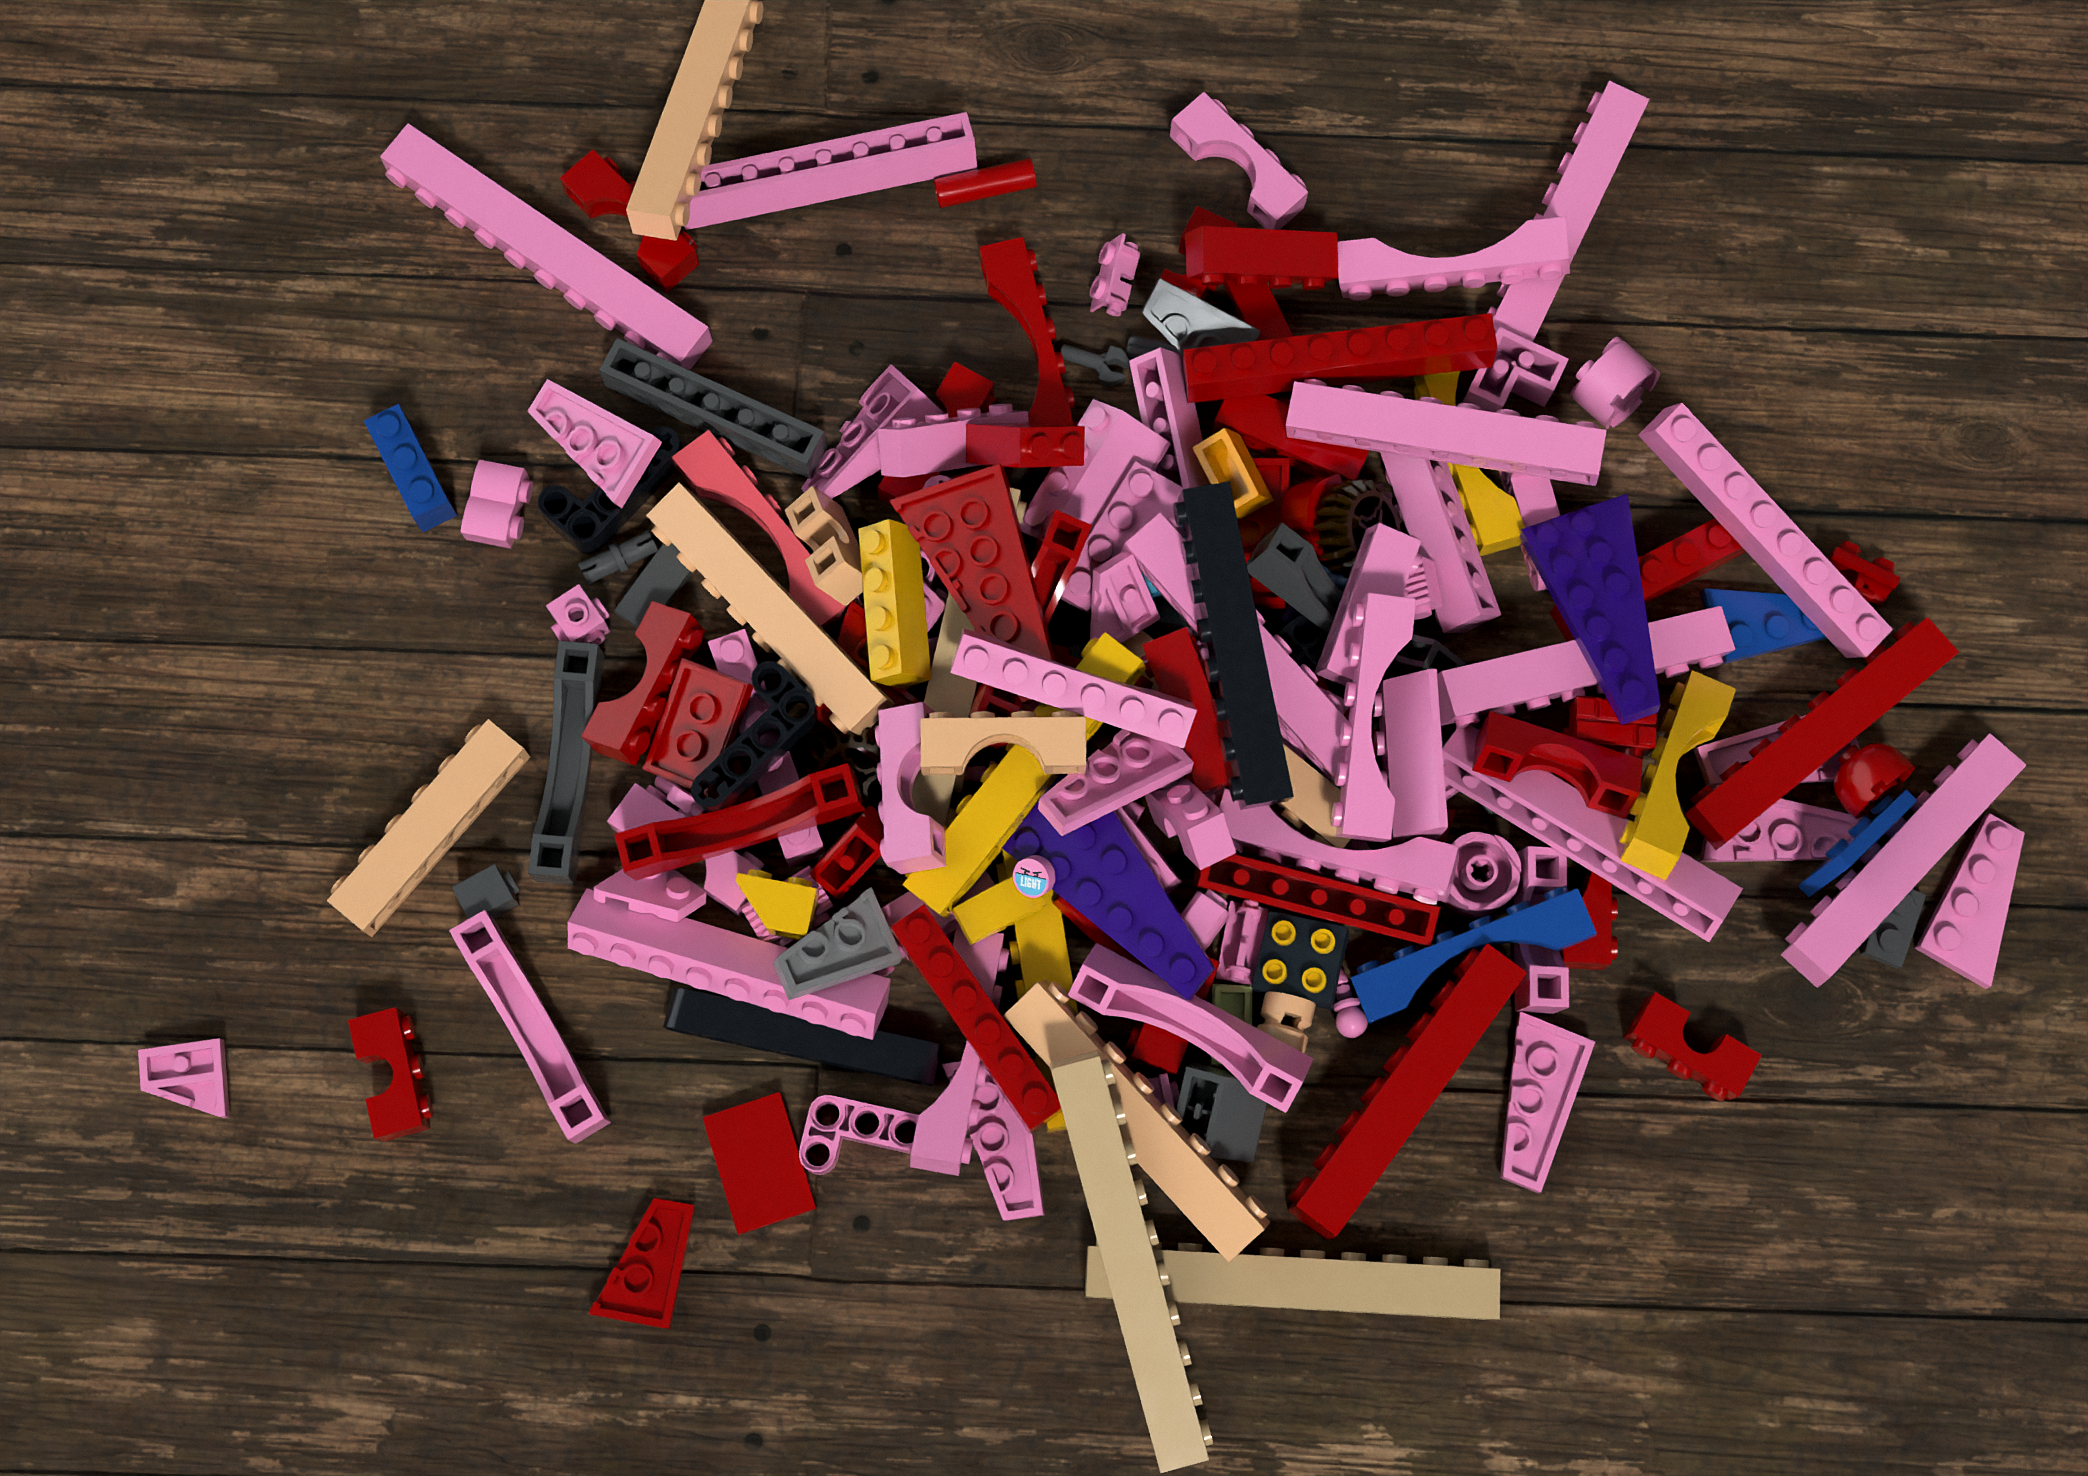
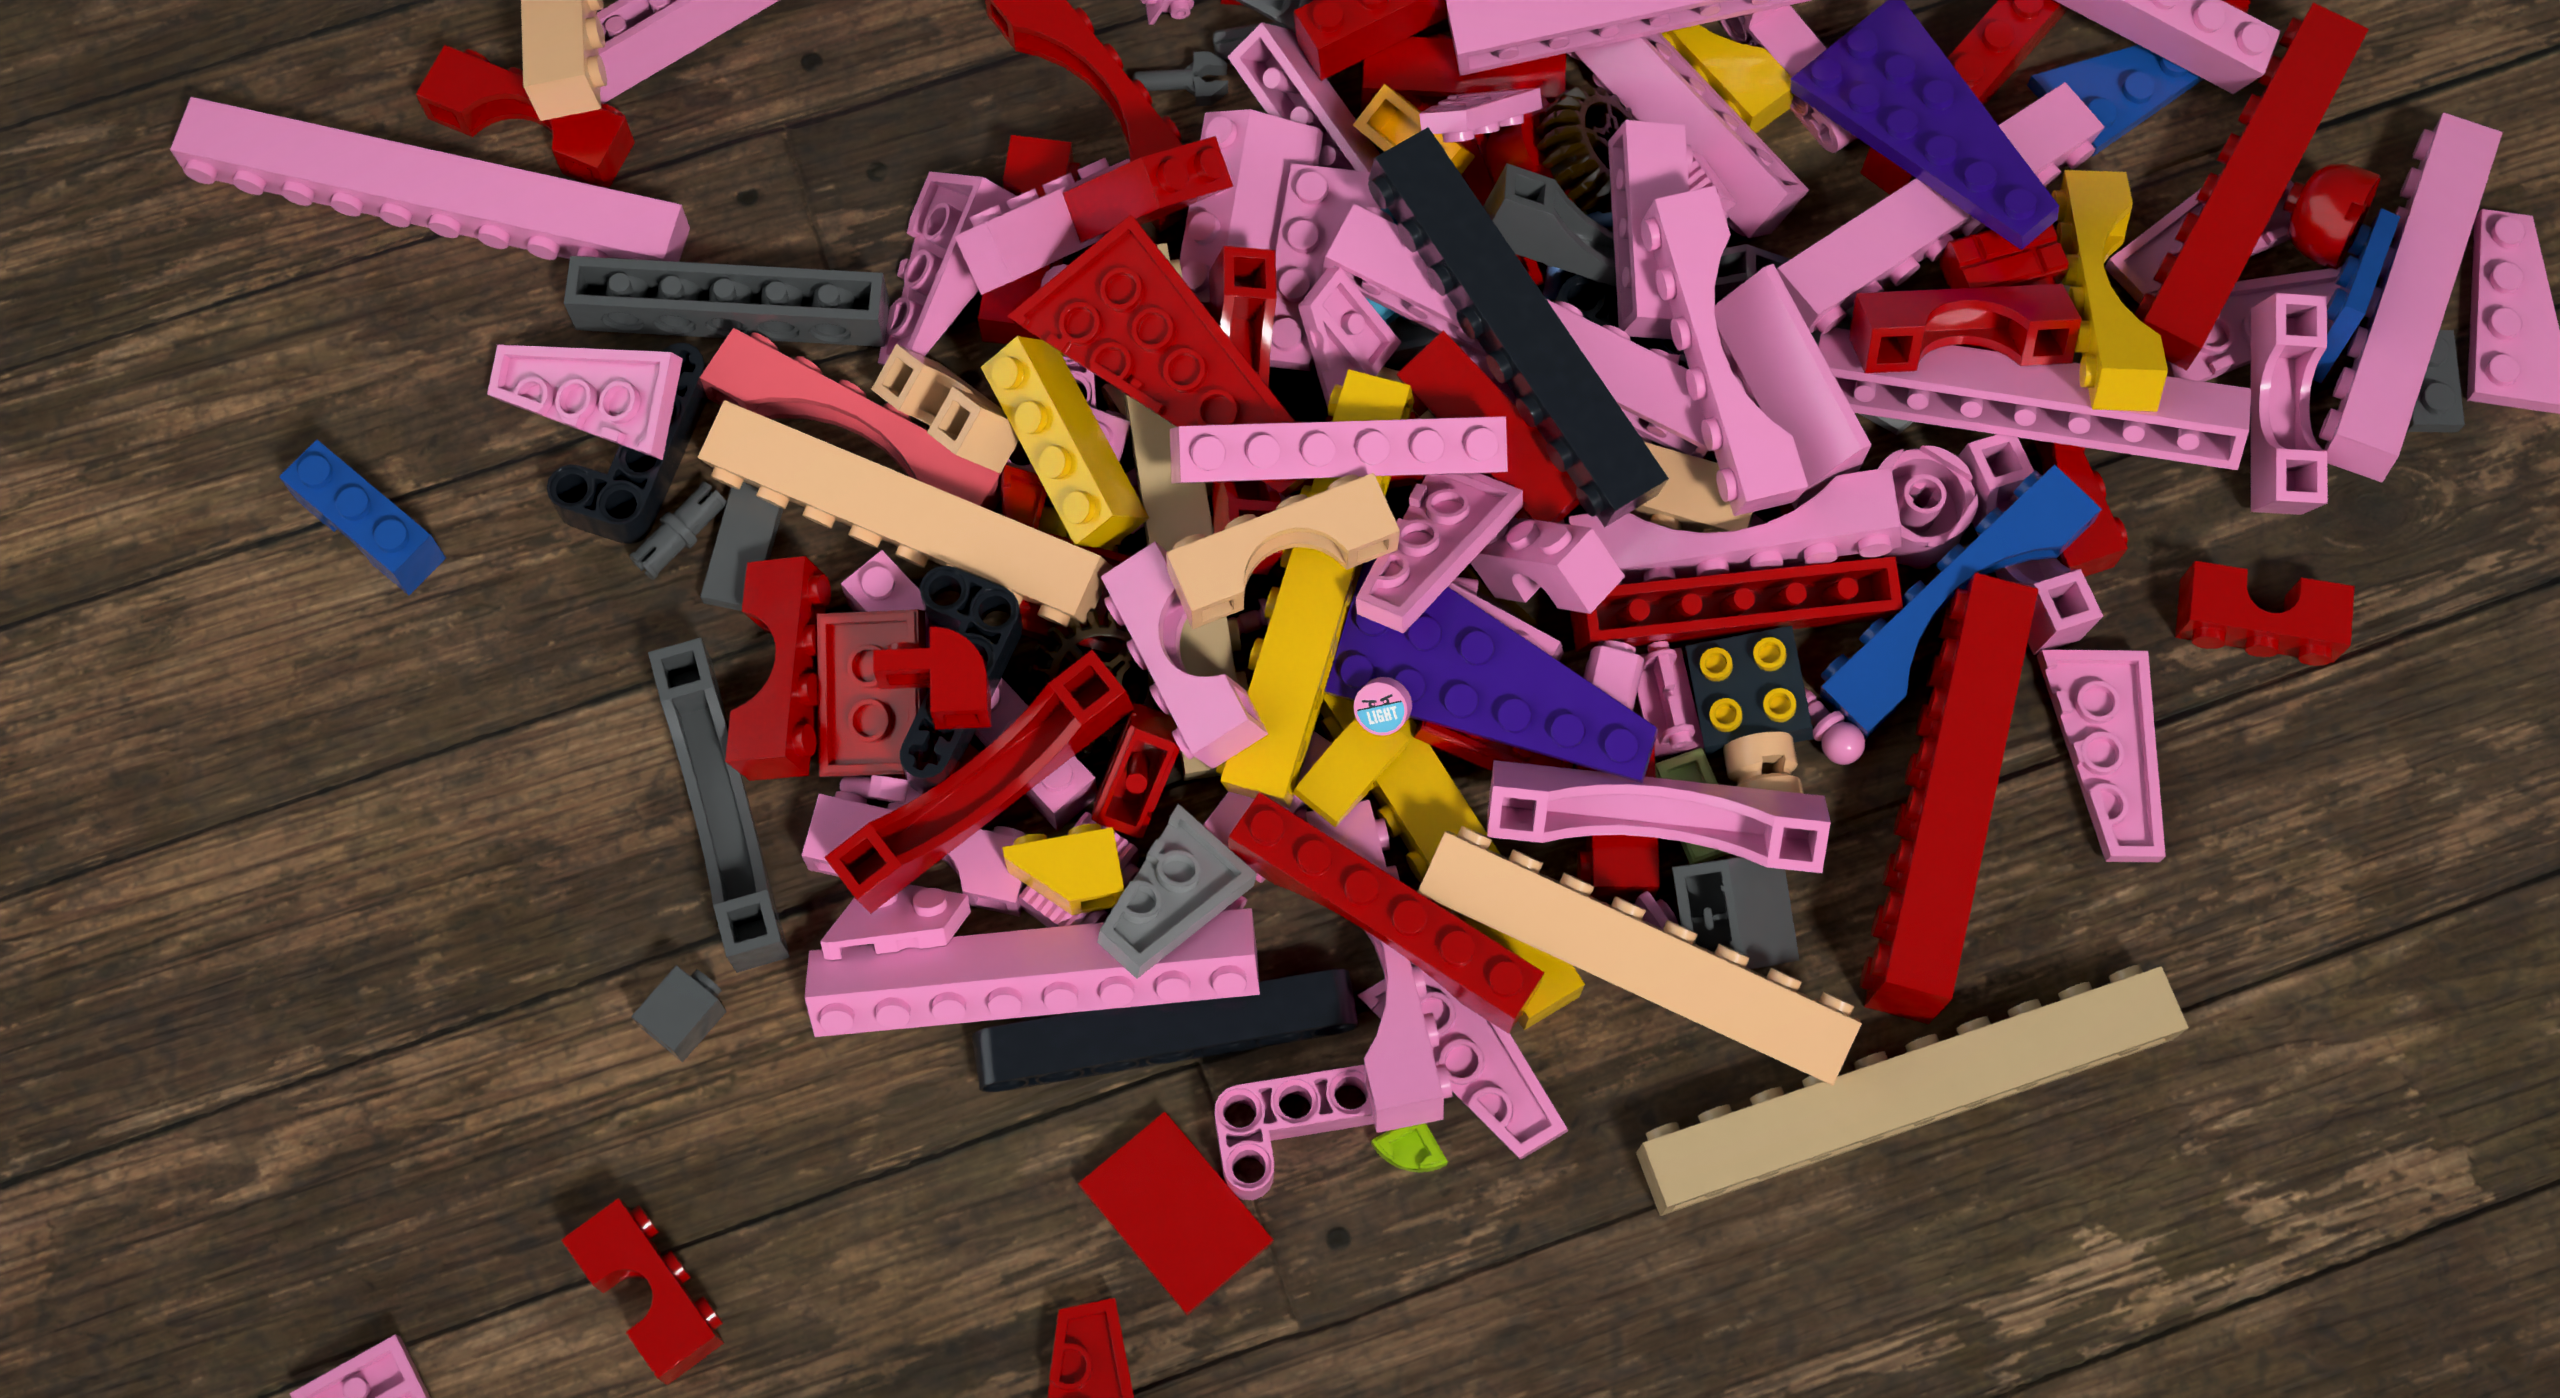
camera: 20 degrees left, 5 degrees down
(428, 827) = (567, 957): light nougat brick -> none
(496, 504) = (493, 520): bright pink brick -> none
(531, 1027) = (806, 1155): bright pink arch -> none
(578, 617) = (658, 617): bright pink brick -> none
(748, 741) = (952, 671): none -> red brick
(934, 1185) = (1410, 1149): none -> lime tile
(1130, 1262) = (1709, 1135): tan brick -> none
(1279, 474) = (1479, 113): none -> bright pink wing
(1758, 937) = (2285, 351): none -> bright pink arch

